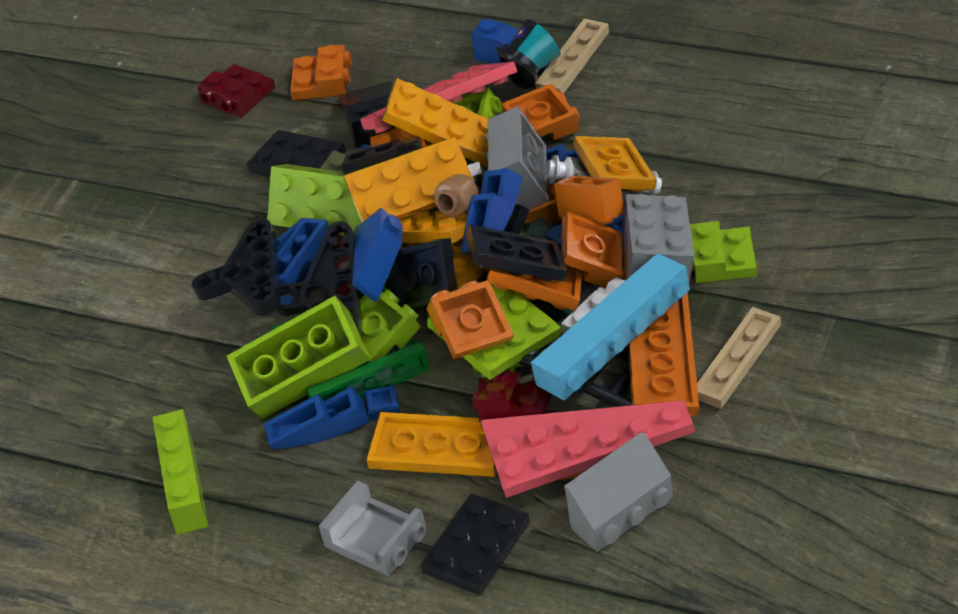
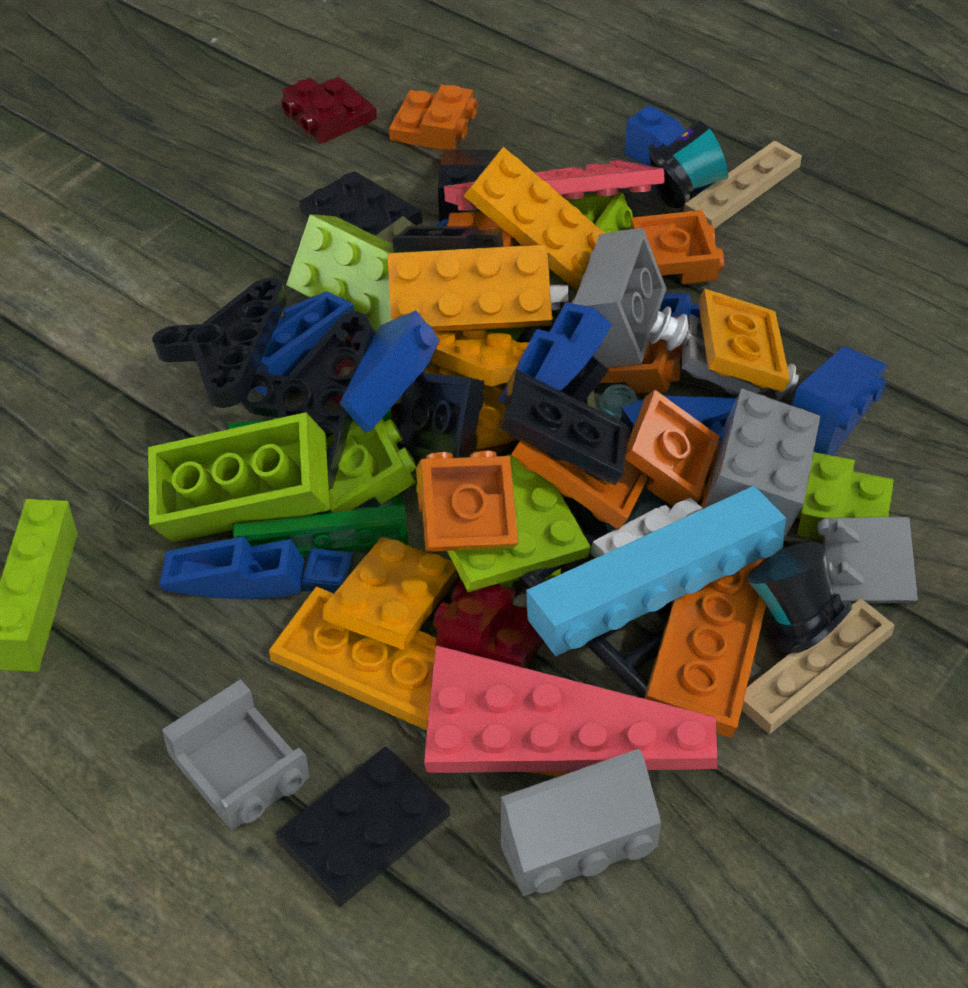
camera: 10 degrees right, 5 degrees up
(434, 399) = (391, 592): none -> light orange plate
(455, 194) = (516, 321): medium nougat head -> none
(590, 198) = (692, 379): orange brick -> none
(696, 179) = (840, 395): none -> blue wedge
(711, 316) = (799, 596): none -> black hat
(749, 281) = (870, 558): none -> light grey plate

